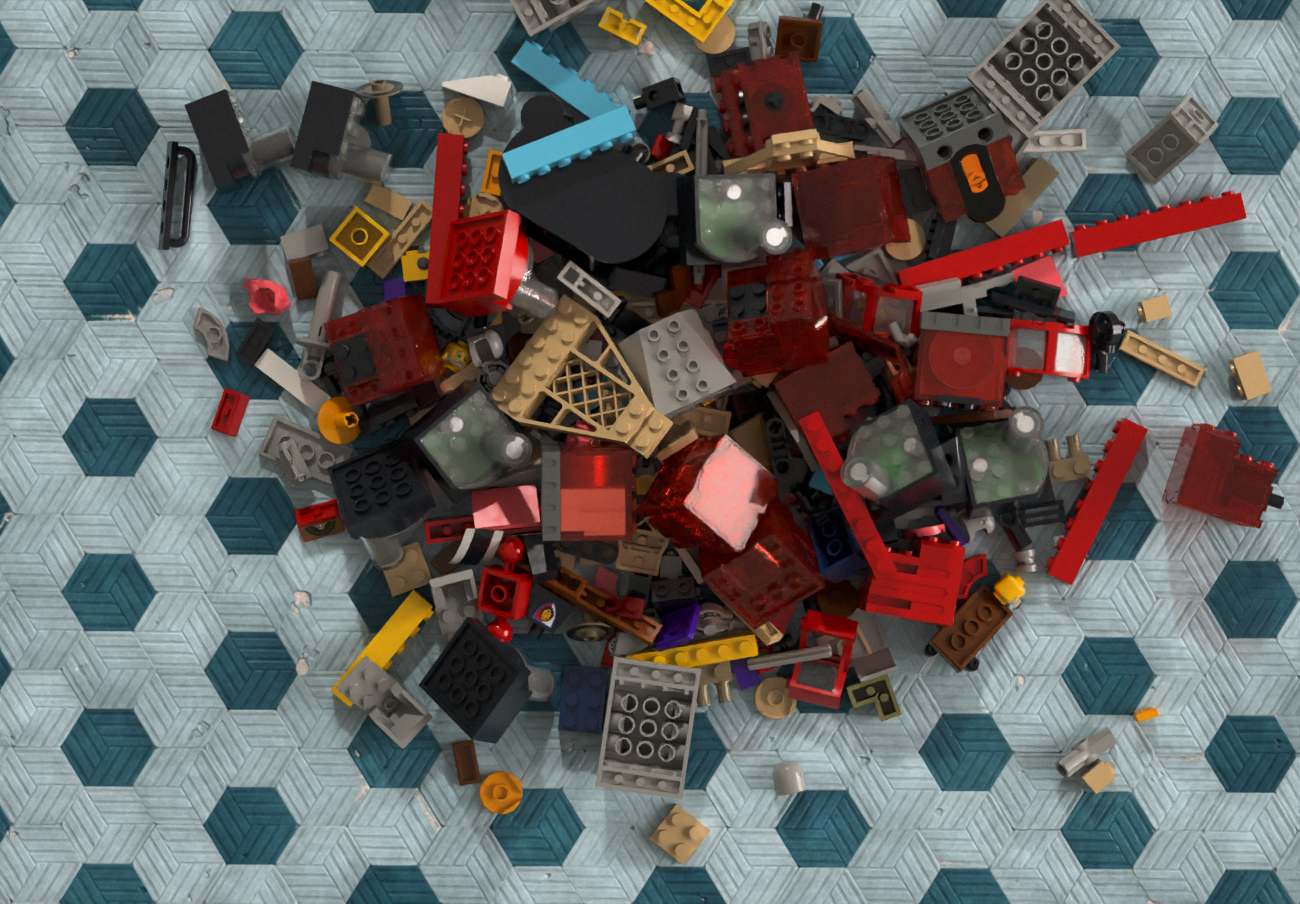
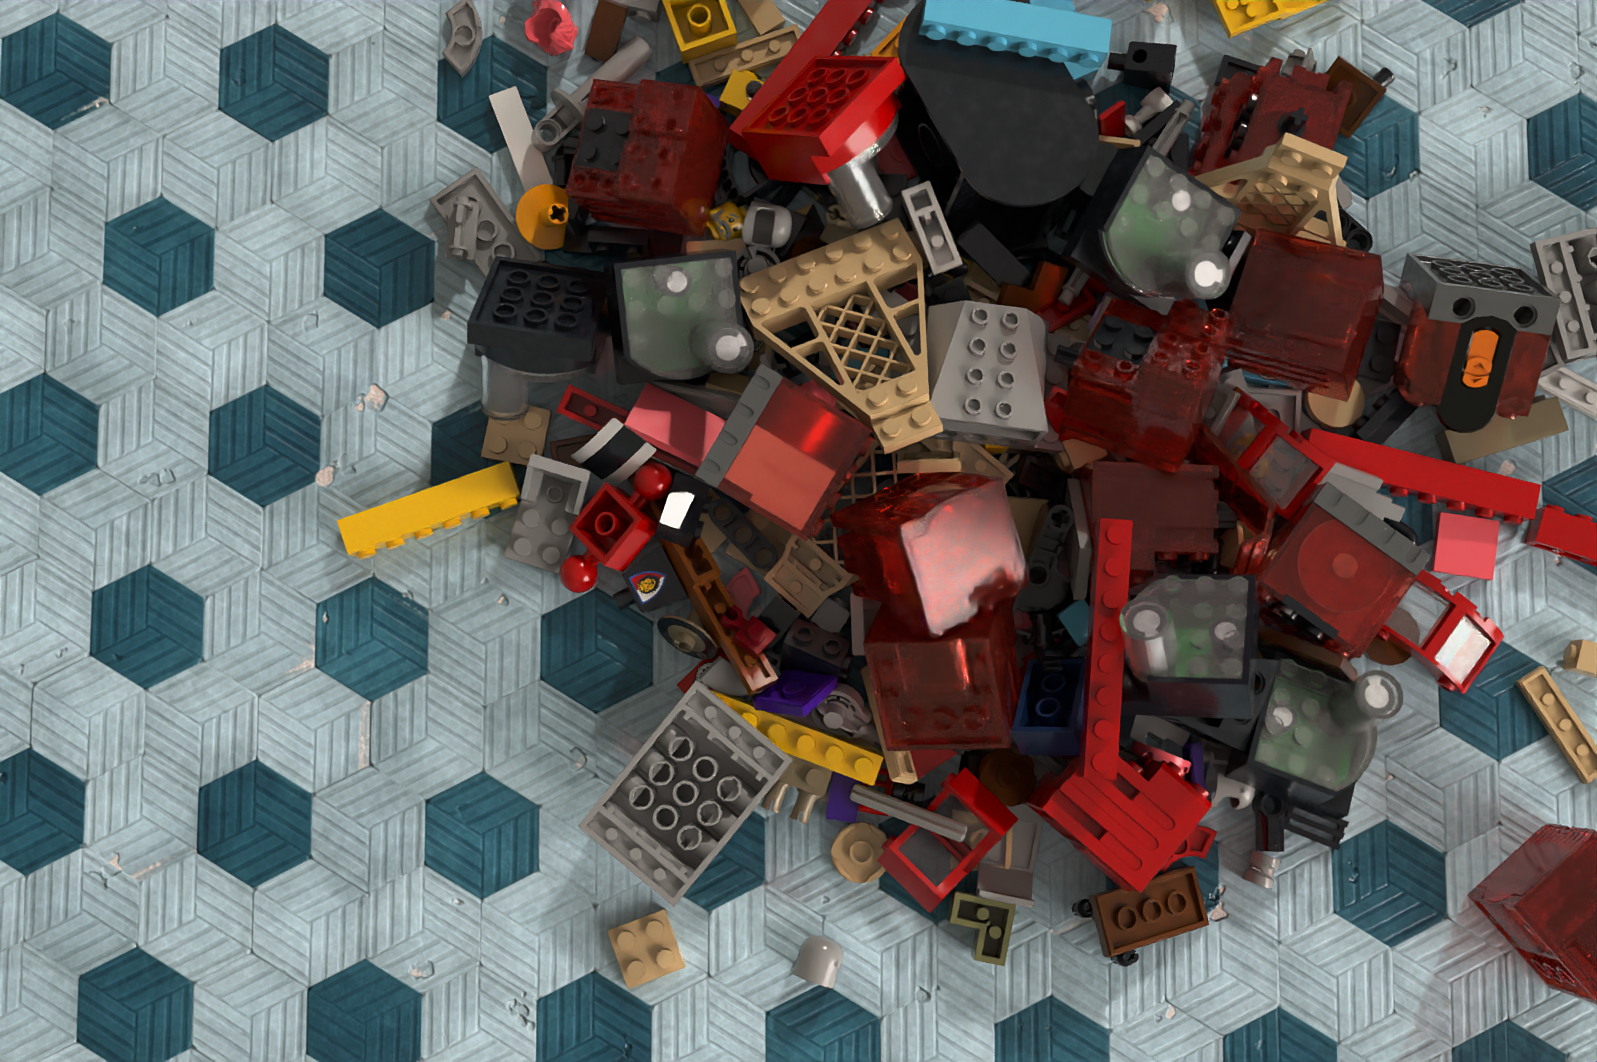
camera: 25 degrees right, 5 degrees down
(230, 412) = (428, 135): red slope -> none
(255, 341) = (506, 70): black plate -> none
(319, 520) = (445, 317): red panel -> none
(385, 701) = (394, 570): light grey bracket -> none
(466, 762) = (446, 706): reddish brown tile -> none
(484, 682) = (523, 618): black piece -> none
(501, 792) = (464, 766): light orange tile -> none
(583, 699) = (629, 712): dark blue brick -> none
(644, 473) = (868, 480): leg -> none
(719, 39) = (1249, 46): tan tile -> none
(877, 118) = (1386, 239): light grey piece -> none
(901, 338) = (1282, 510): light grey arm -> none
(997, 279) = (1421, 512): light grey plate -> none
(1009, 588) = (1223, 891): yellow head -> none
(1036, 298) = (1456, 558): black bracket -> none
(1070, 468) = (1390, 789): dark tan brick -> none
(1096, 501) = (1389, 848): red brick -> none
(1104, 337) = (1512, 656): black pin -> none

